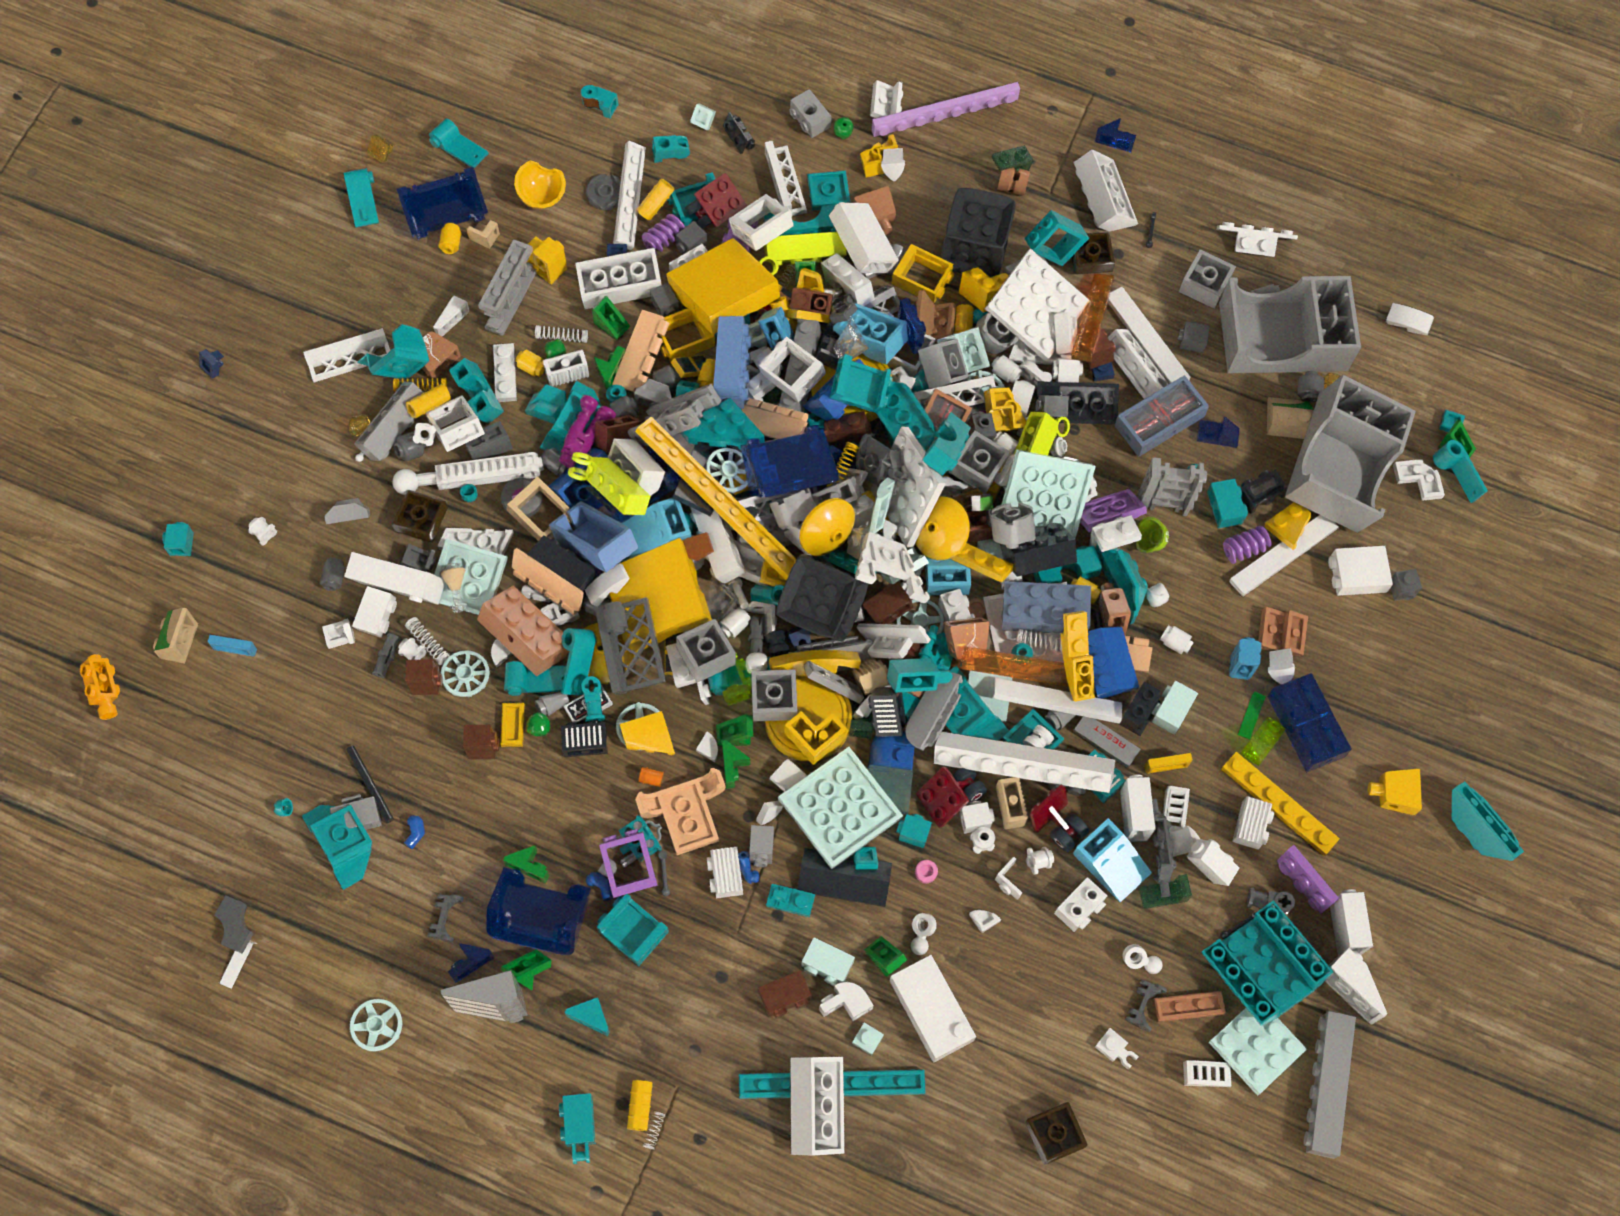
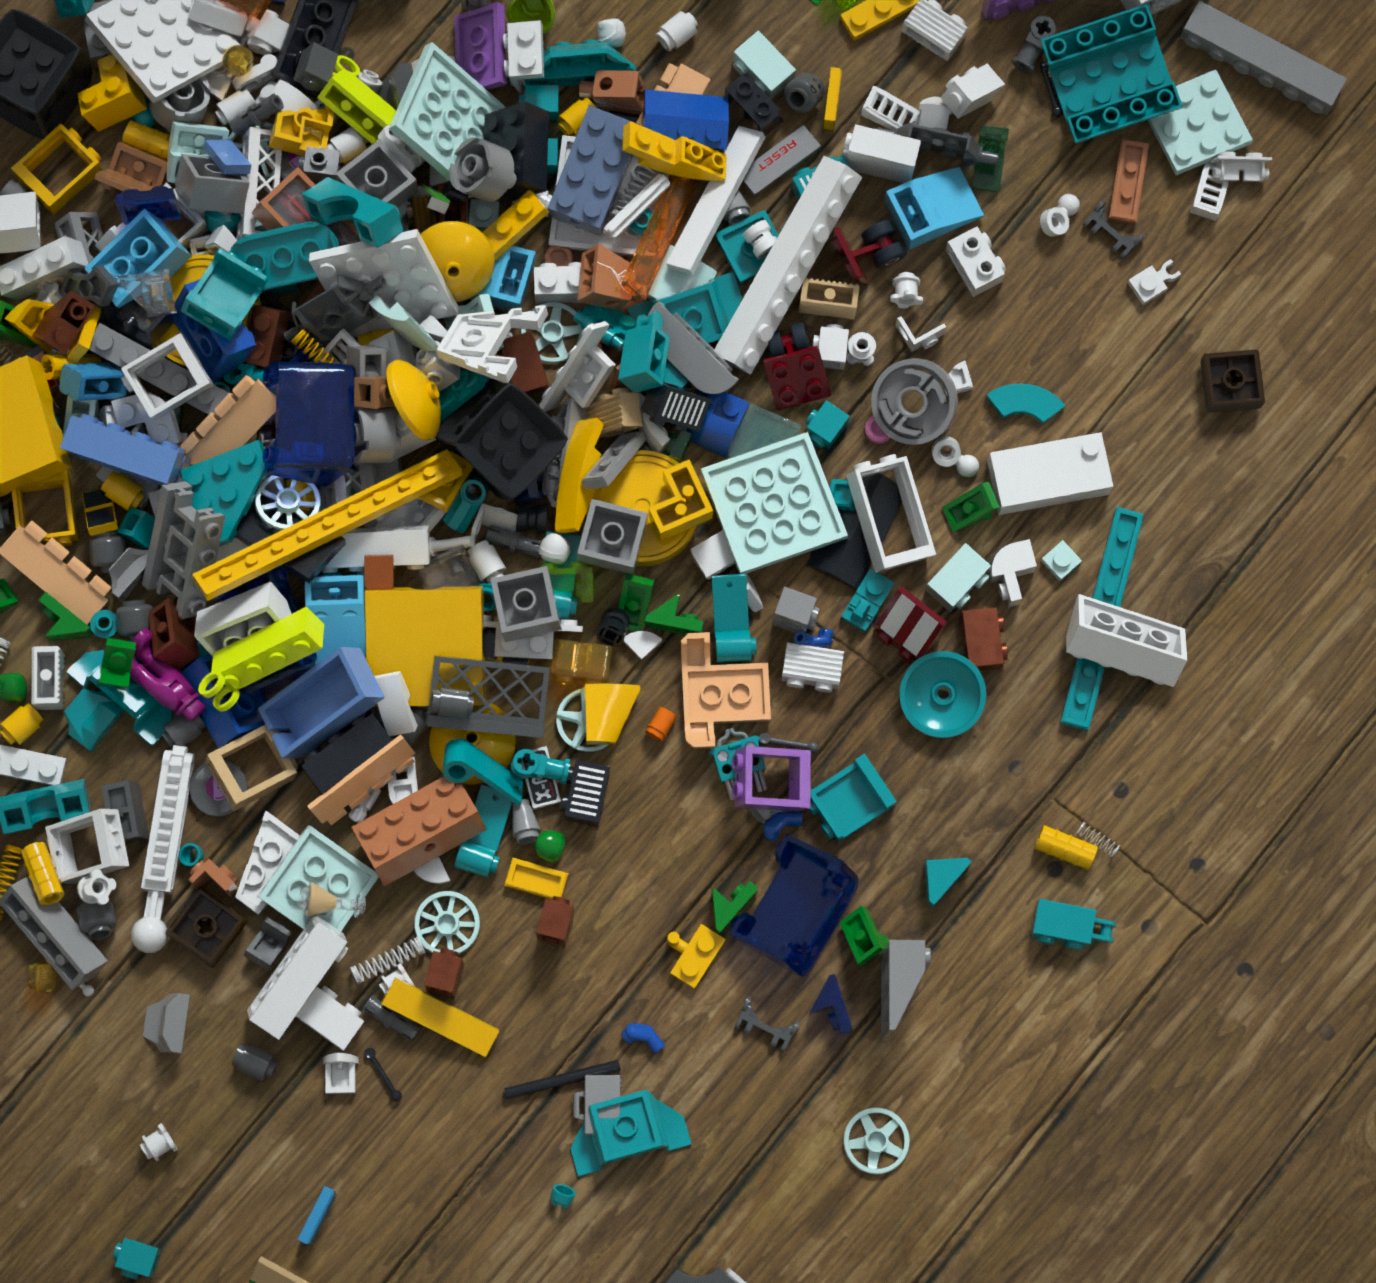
camera: 75 degrees left, 10 degrees up
(358, 649) = (370, 1054): none -> black hinge
(392, 685) = (440, 1016): none -> yellow tile
(455, 509) = (222, 876): none -> nougat bracket
(484, 852) = (696, 955): none -> yellow plate
(579, 397) = (116, 664): none -> green slope
(680, 708) = (581, 662): none -> clear yellow brick
(712, 721) = (613, 627): none -> black wheel
(720, 966) = (940, 715): none -> teal dish
(735, 807) = (732, 619): none -> teal door
(774, 932) = (909, 626): none -> slope
(820, 493) = (379, 392): none -> medium nougat brick
(897, 880) = (912, 506): none -> white window
(950, 904) = (933, 417): none -> light grey piece
(966, 368) = (227, 157): none -> medium blue tile
(986, 975) = (1025, 400): none -> teal tile
(1003, 378) = (257, 114): none -> dark grey pin
(1030, 644) = (637, 206): none -> white axle
(1038, 355) = (237, 60): none -> clear yellow piece
(1164, 740) = (804, 92): none -> dark grey head
(1231, 1081) = (1229, 166): none -> white hinge

